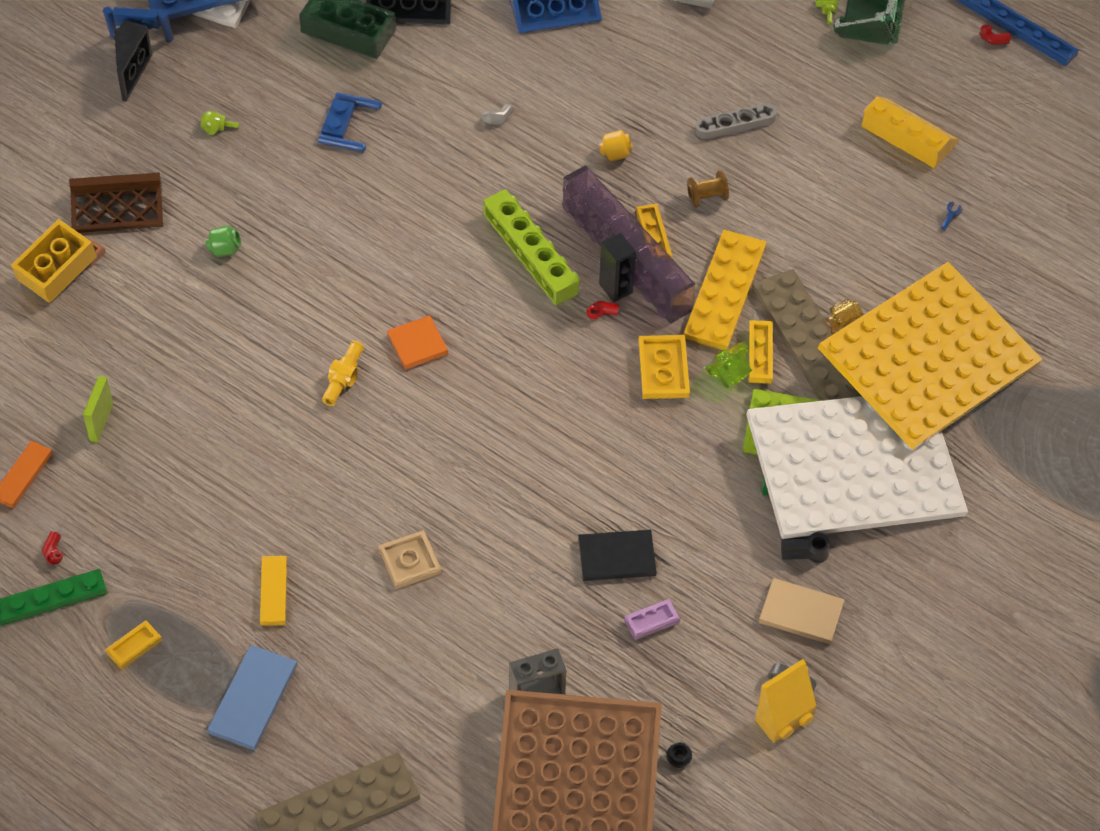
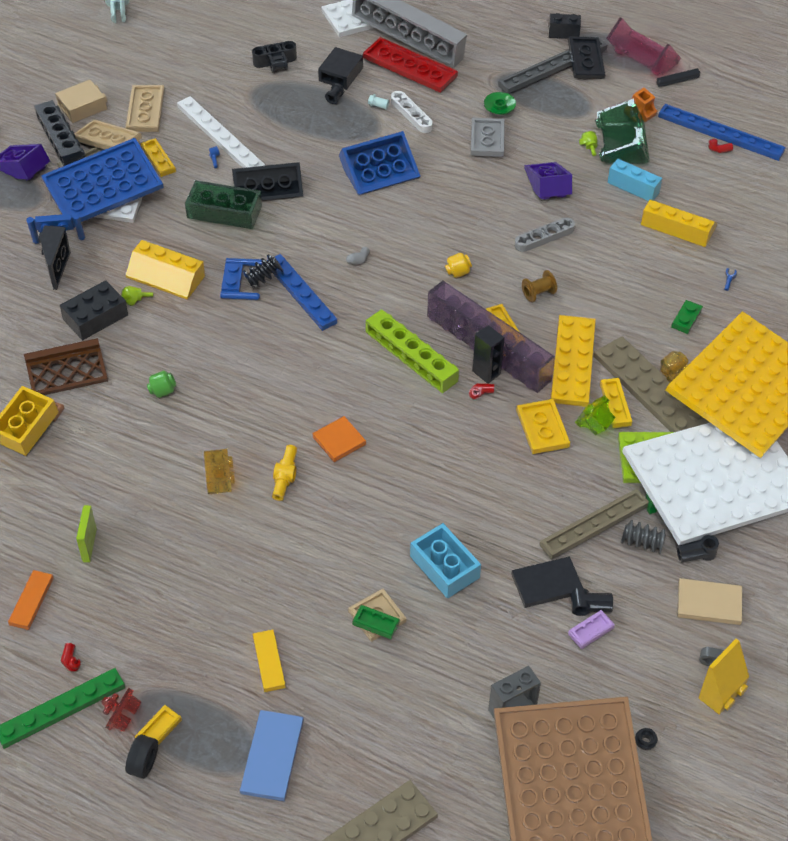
camera: 10 degrees left, 5 degrees down
(89, 626) = (127, 702): none -> clear red hips
(107, 672) = (141, 756): none -> black tyre
(163, 135) = (94, 310): none -> black brick
(259, 96) = (165, 269): none -> yellow slope
(262, 358) = (218, 471): none -> clear yellow brick
(374, 117) = (262, 271): none -> black piece
(404, 567) = (376, 622): none -> green plate
(417, 150) = (304, 295): none -> blue plate
(502, 510) = (445, 560): none -> medium azure brick
(653, 587) = (585, 602): none -> black piece
(691, 495) = (594, 524): none -> dark tan plate
(744, 521) = (645, 536): none -> dark grey piece
(761, 49) = (549, 180): none -> dark purple slope
(868, 66) = (634, 180): none -> medium azure brick
(882, 256) = (686, 316): none -> green plate

